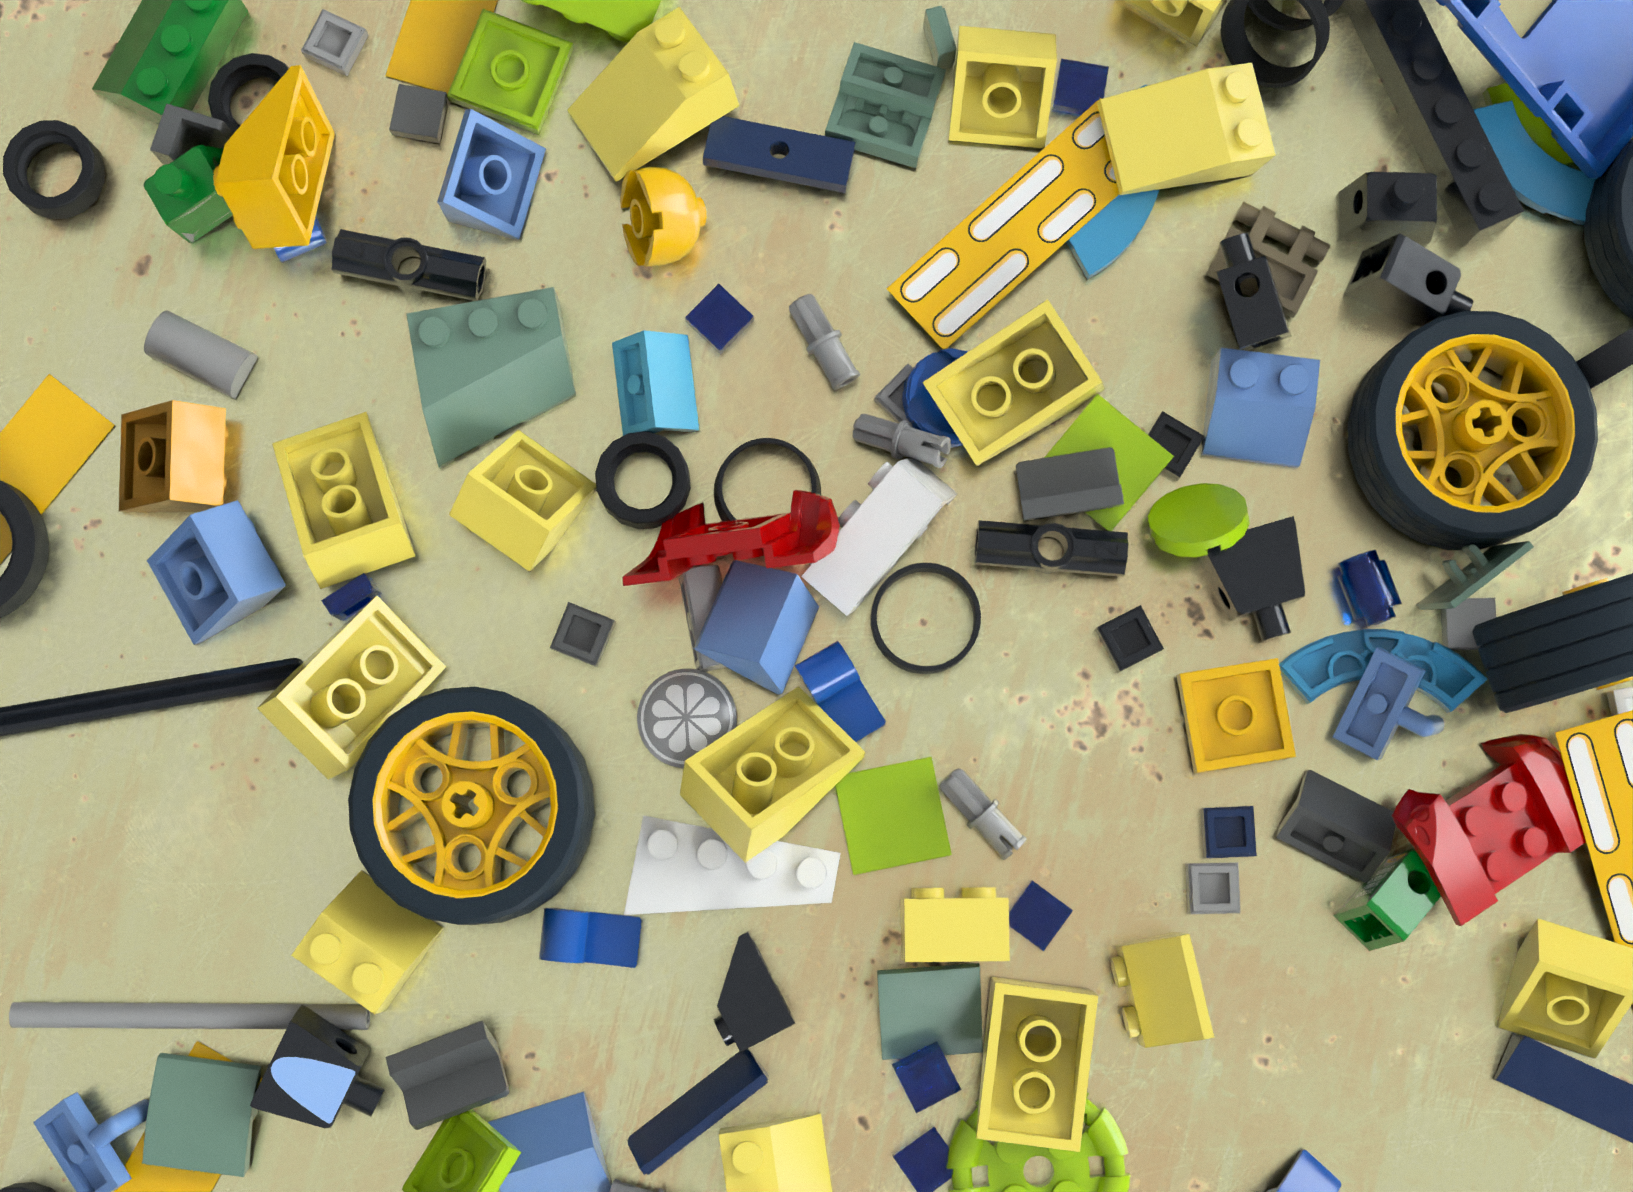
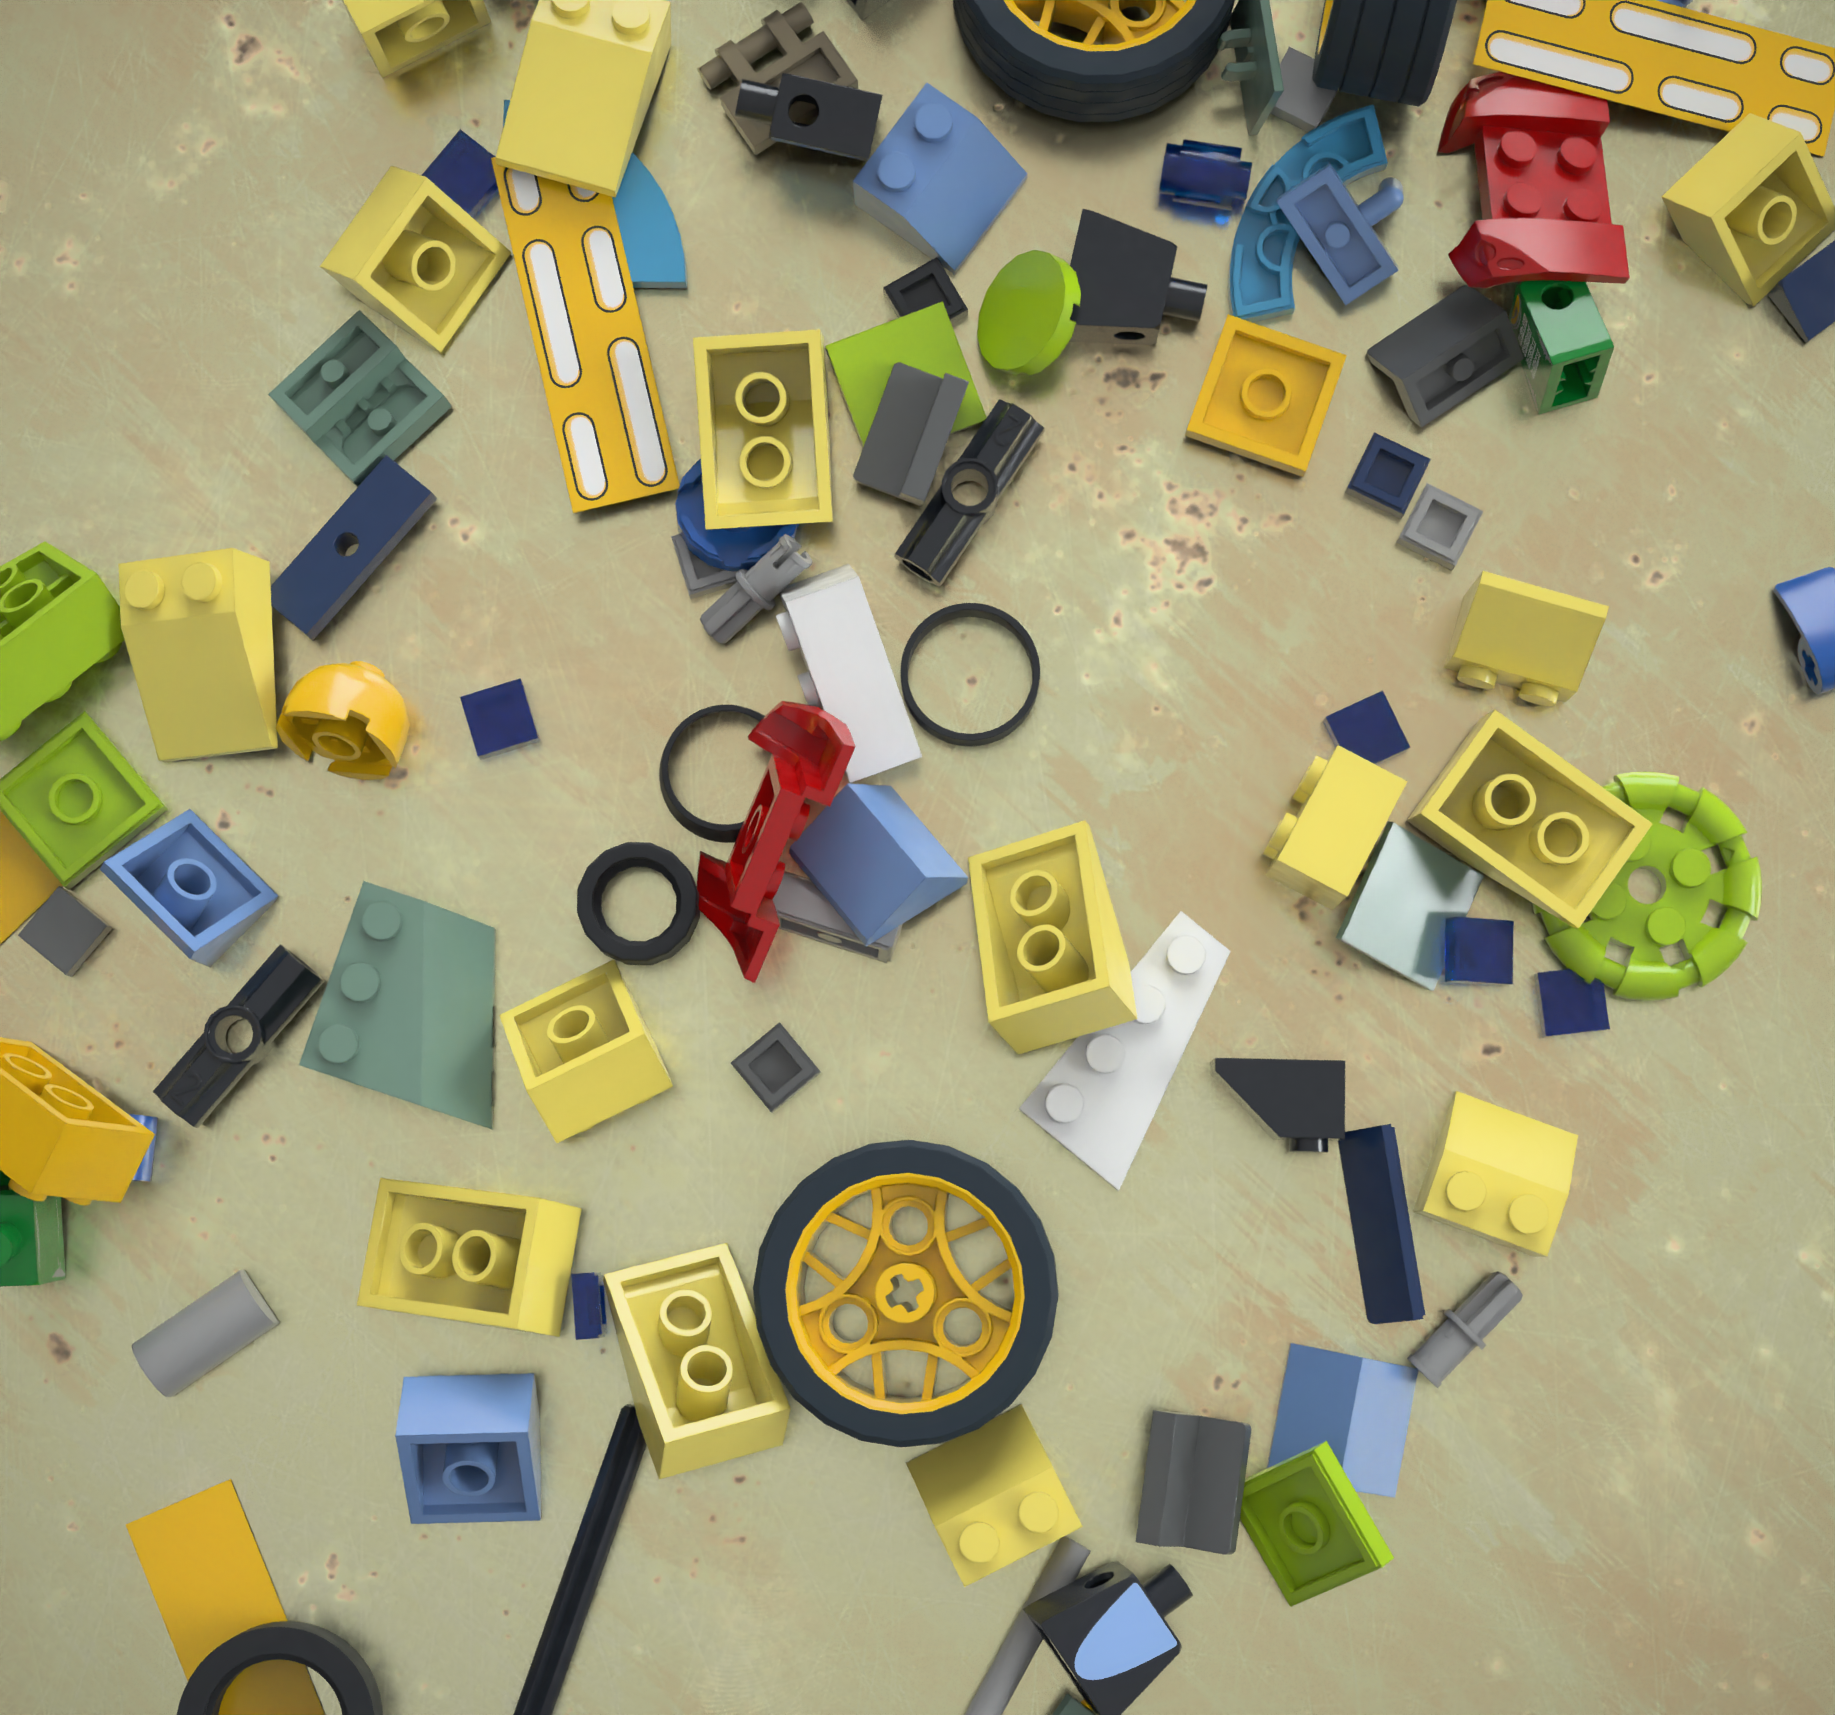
camera: 55 degrees left, 0 degrees up
(172, 458) = (310, 1429): pearl gold slope -> none
(589, 937) = (1124, 1241): blue panel -> none
(655, 383) = (534, 831): medium azure panel -> none
(684, 714) = (932, 1001): dish -> none
(823, 341) = (592, 616): light grey axle -> none
(840, 692) = (995, 815): blue panel -> none
(892, 816) = (1171, 831): lime tile -> none
(939, 37) = (319, 296): sand green tile -> none
(982, 813) = (1221, 731): light grey axle -> none
(1129, 638) = (1116, 464): black tile -> none

